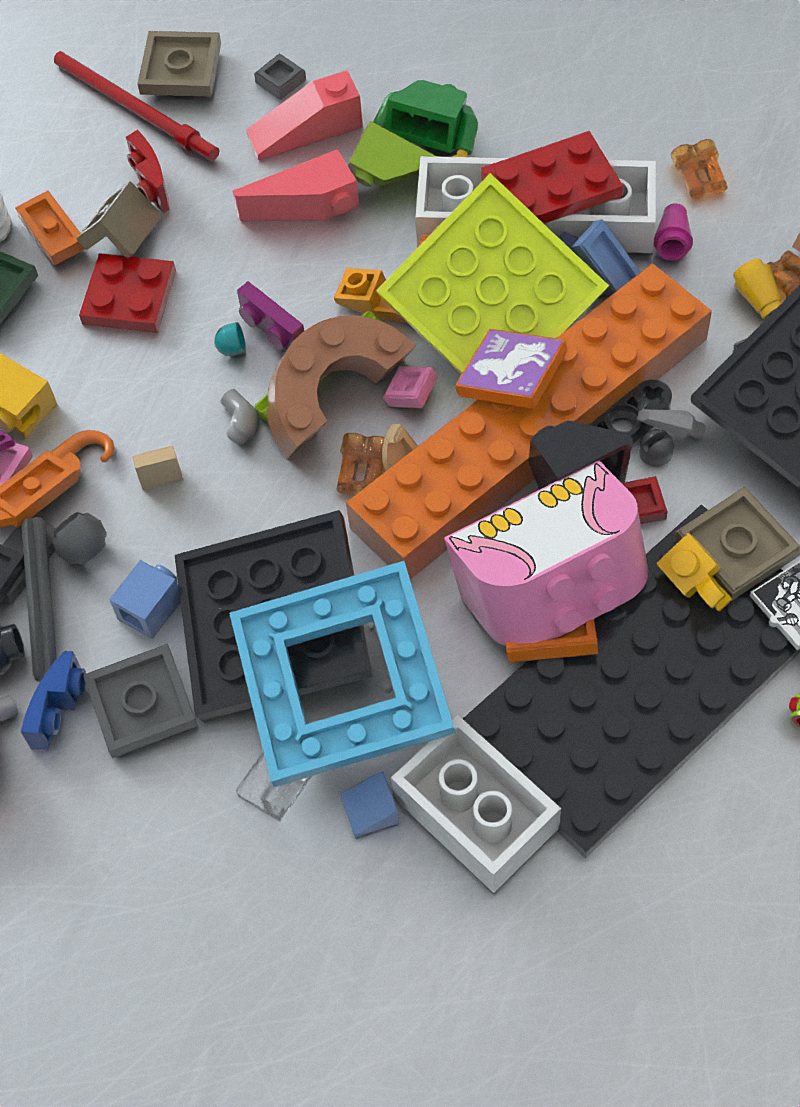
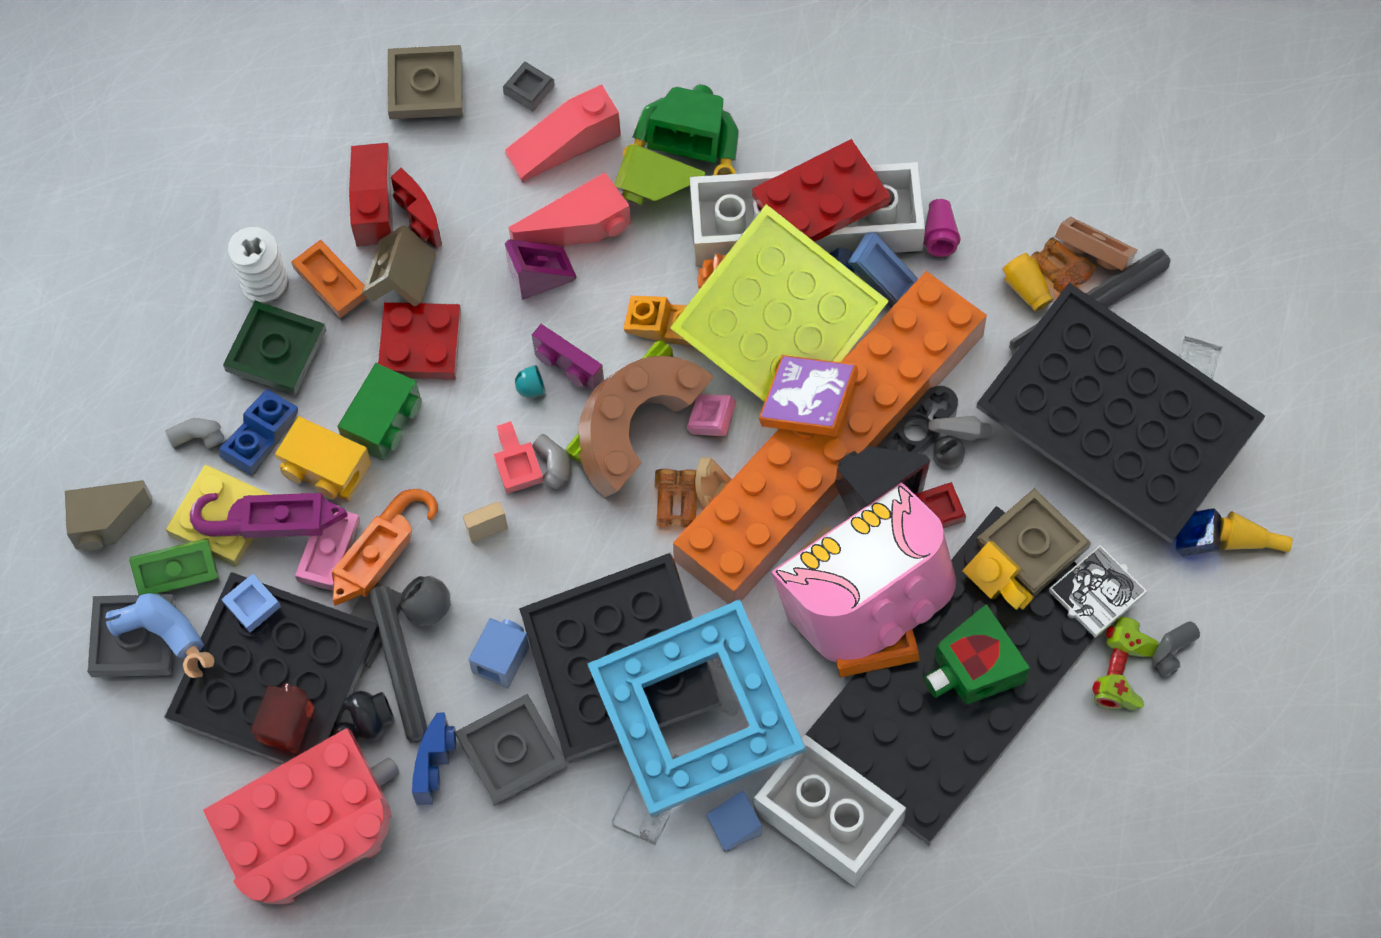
camera: 10 degrees left, 5 degrees up
(73, 351) = (381, 411): none -> green brick
(103, 157) = (370, 193): none -> red slope
(183, 135) = (444, 163): red bar -> none
(202, 414) = (516, 462): none -> coral plate
(257, 233) = (537, 267): none -> magenta slope
(662, 658) = (977, 660): none -> green torso
(696, 157) = (954, 143): clear orange piece -> none

